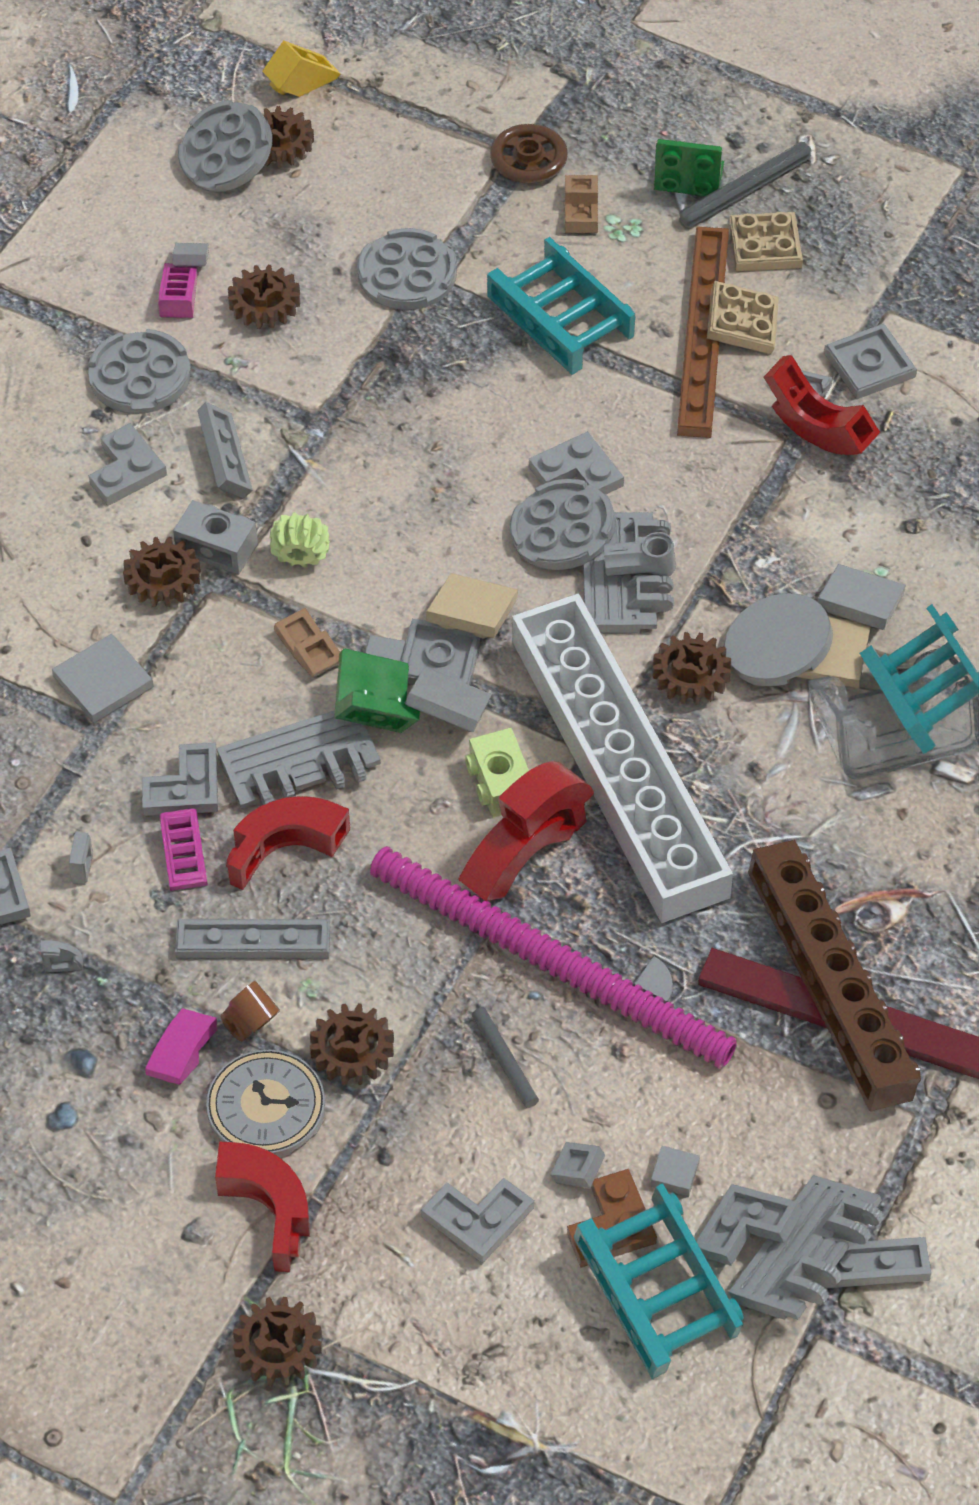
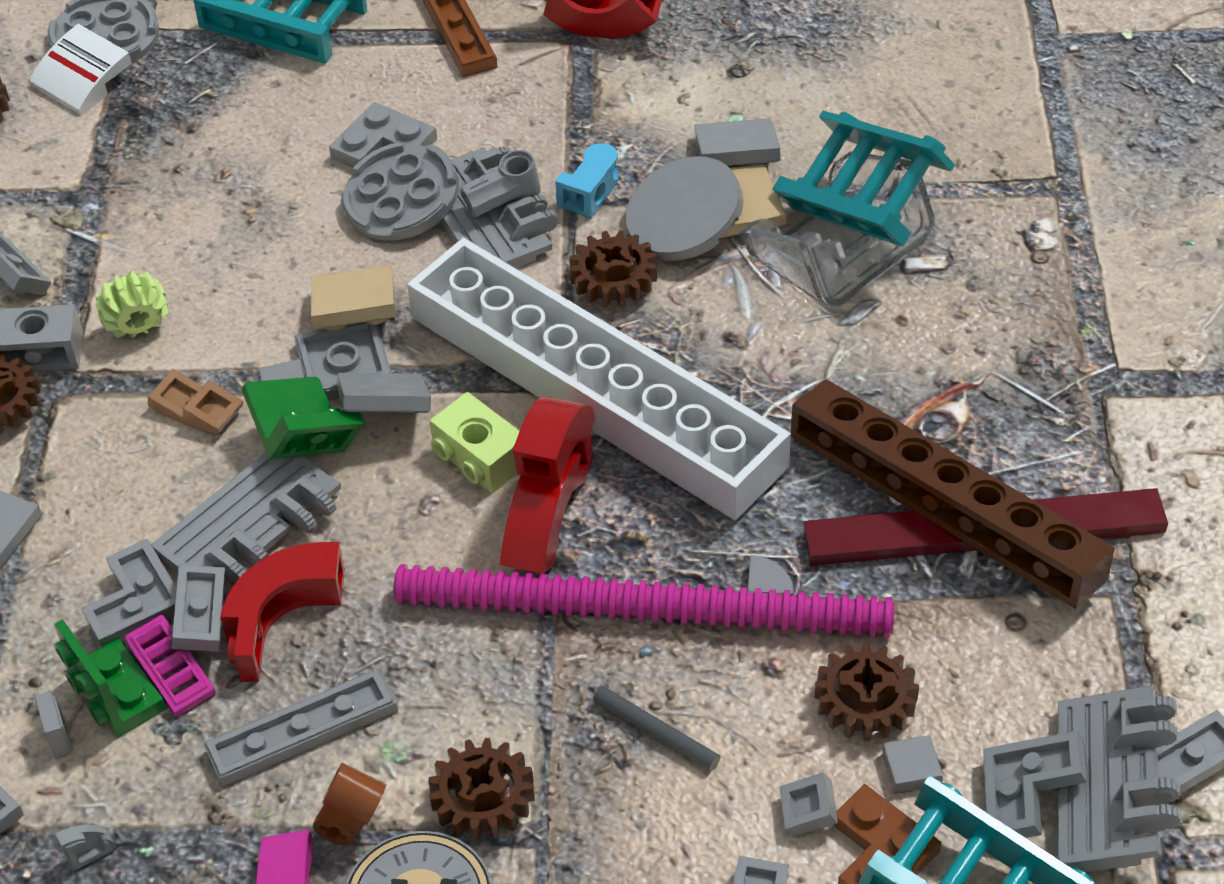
camera: 25 degrees left, 5 degrees down
(134, 844) = (110, 680): none -> green bracket
(222, 814) = (198, 608): none -> light grey plate
(367, 300) = (78, 69): none -> white slope
(682, 1113) = (844, 698): none -> reddish brown gear
(720, 581) = (590, 183): none -> medium azure leg

